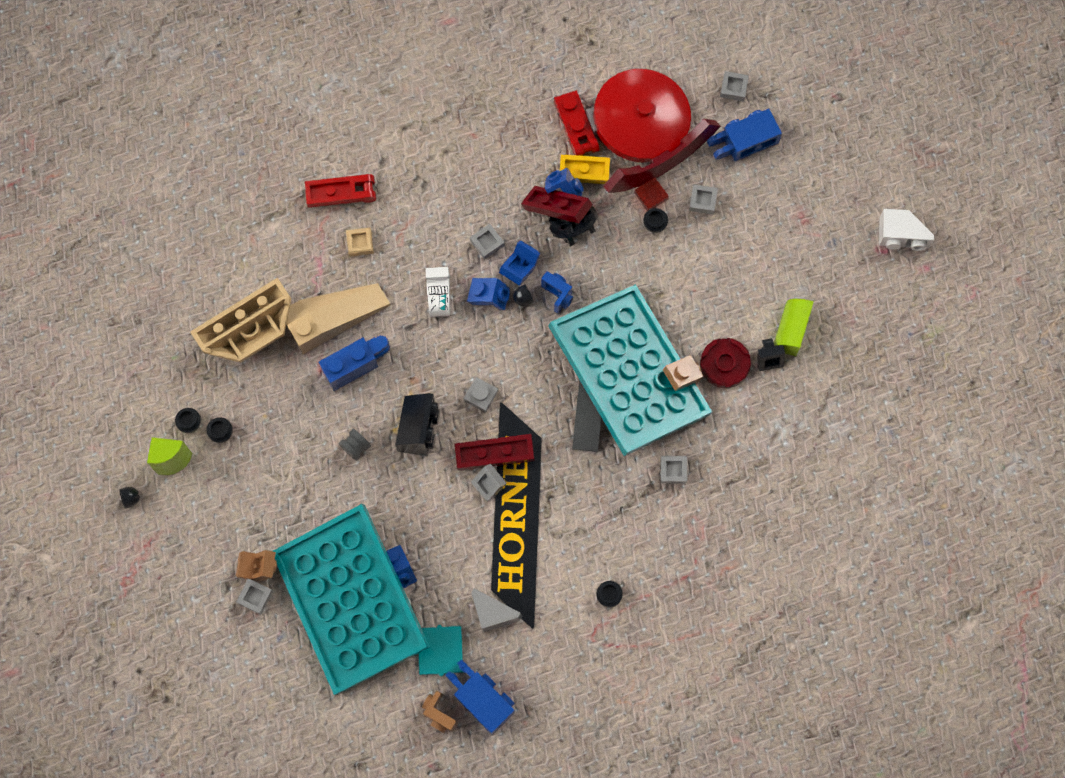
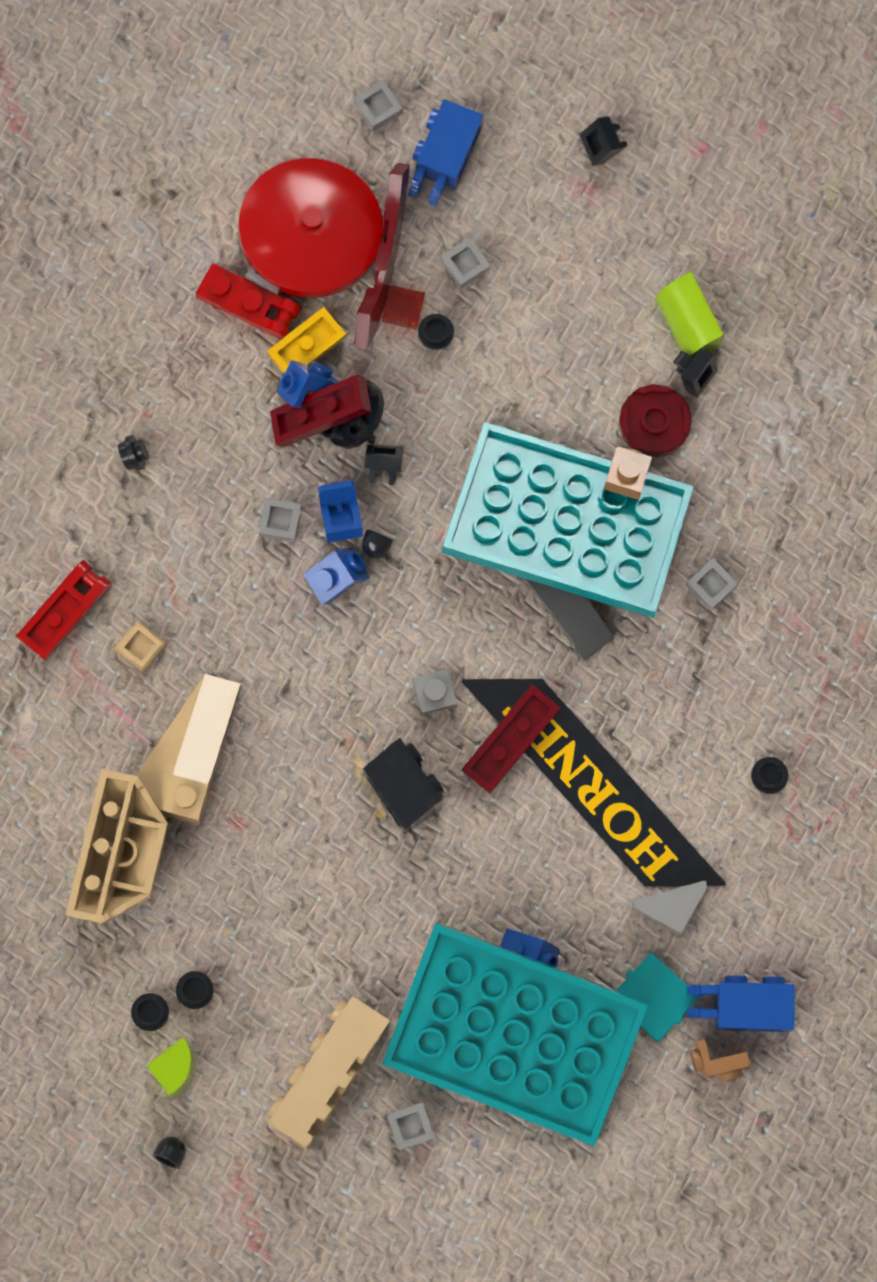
camera: 50 degrees left, 5 degrees up
(238, 530) = (328, 1073): none -> tan wedge
(256, 565) = (382, 1092): medium nougat bracket -> none
(353, 361) = (267, 782): blue hinge -> none
(354, 444) = (356, 869): dark grey wheel -> none
(438, 291) = (283, 623): white leg -> none
(447, 146) = (133, 453): none -> black plate
(488, 482) = (536, 776): light grey plate -> none
(557, 286) = (401, 500): blue bracket -> none
(567, 257) = (383, 458): none -> black tile
(832, 200) = (601, 140): none -> black tile
(903, 229) = (704, 107): white slope -> none

